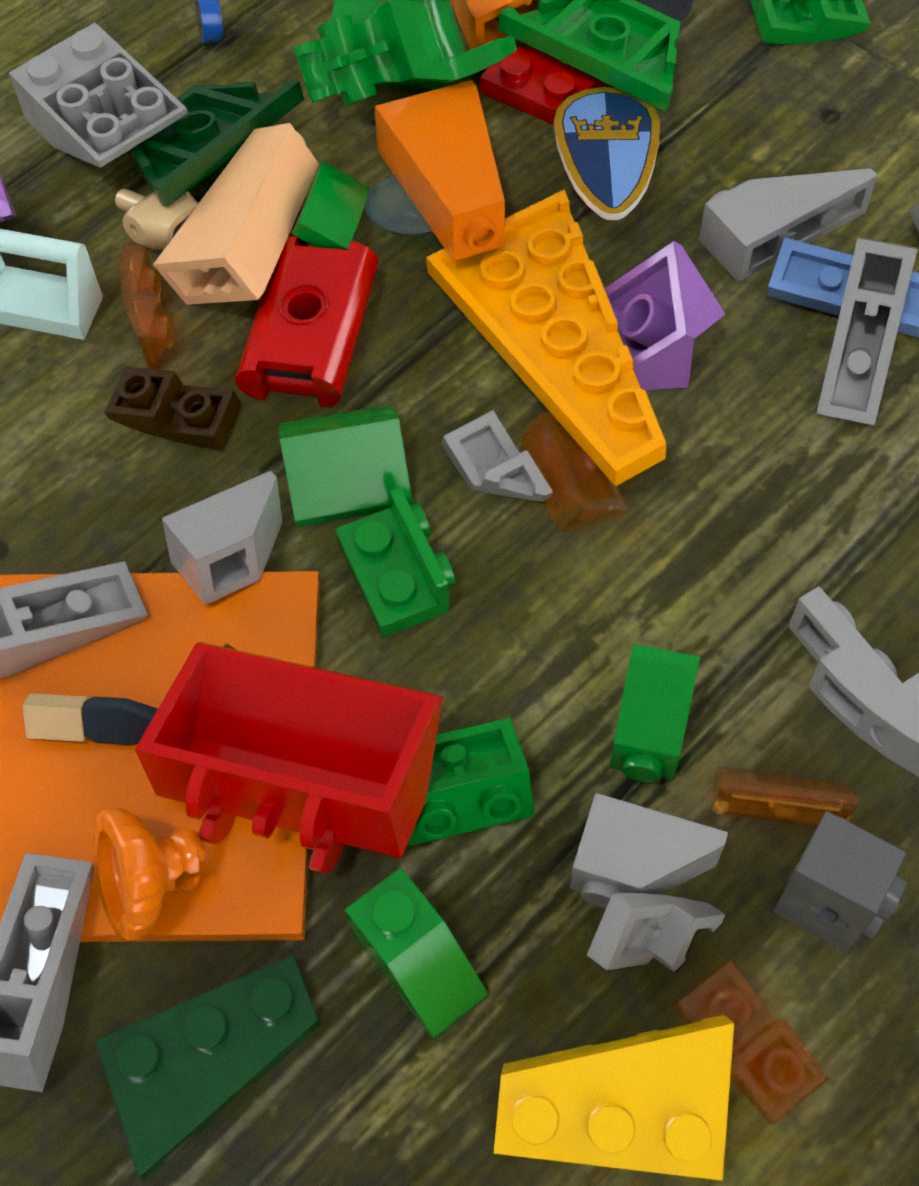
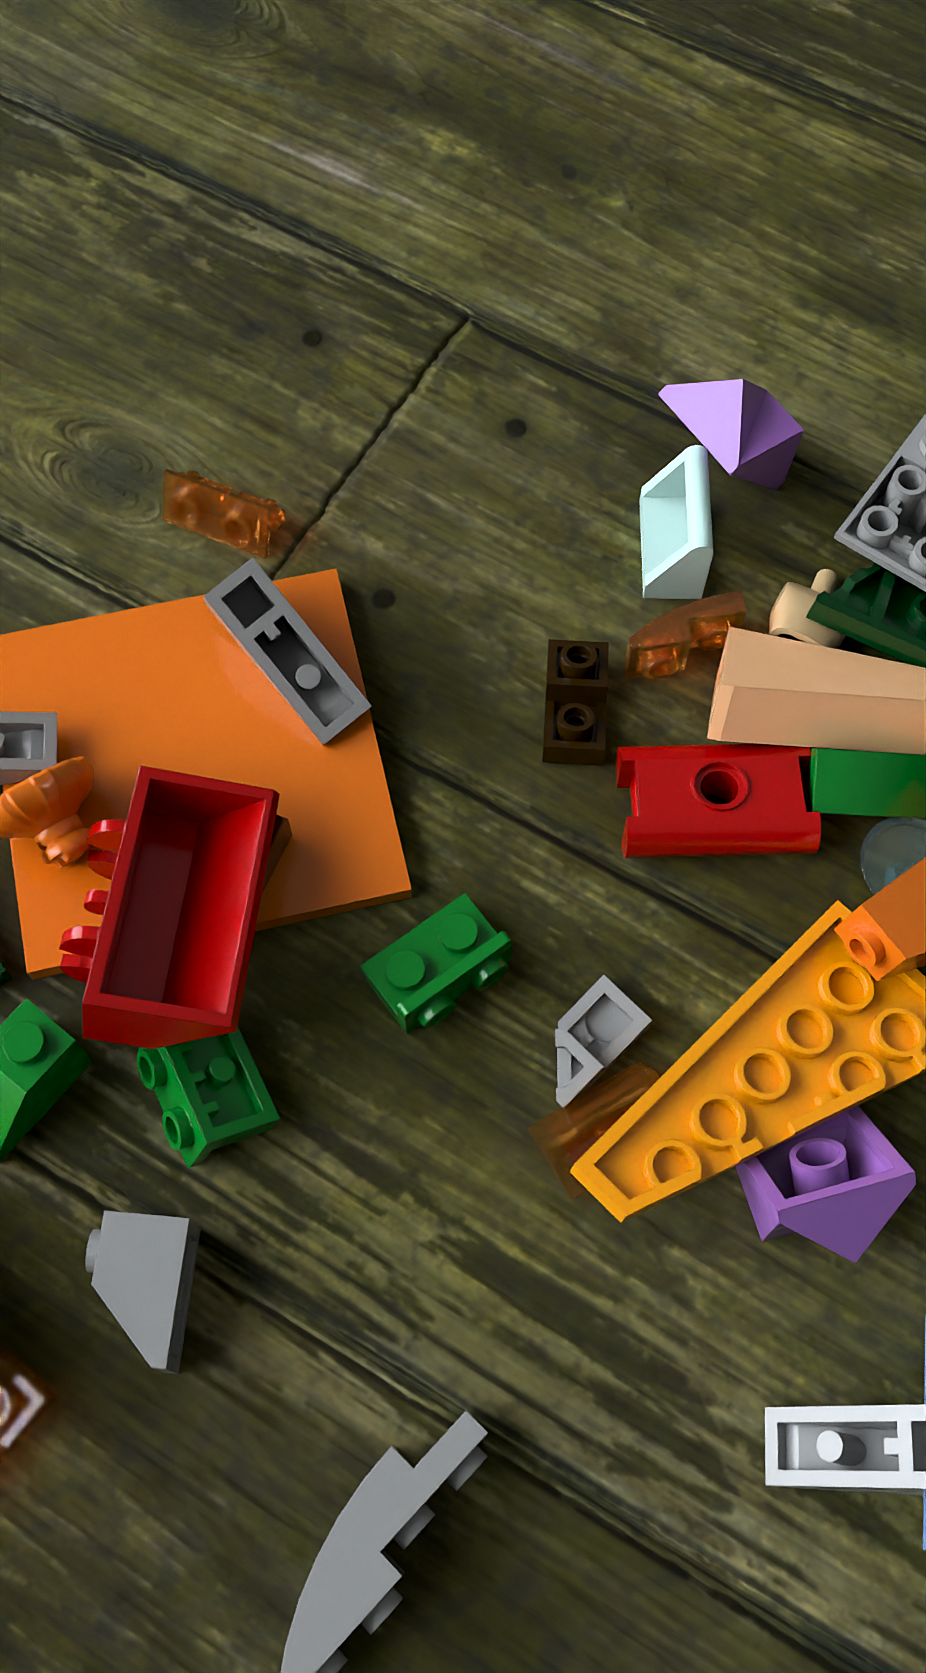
camera: 75 degrees right, 5 degrees up
(83, 717) = (200, 716): piece -> none
(225, 538) = (418, 791): light grey slope -> none
(343, 464) = (553, 881): green slope -> none
(649, 927) = (77, 1315): light grey slope -> none
(653, 713) = (290, 1265): green slope -> none
(780, 796) = (246, 1432): clear orange slope -> none
(843, 883) = (119, 1506): dark grey brick -> none

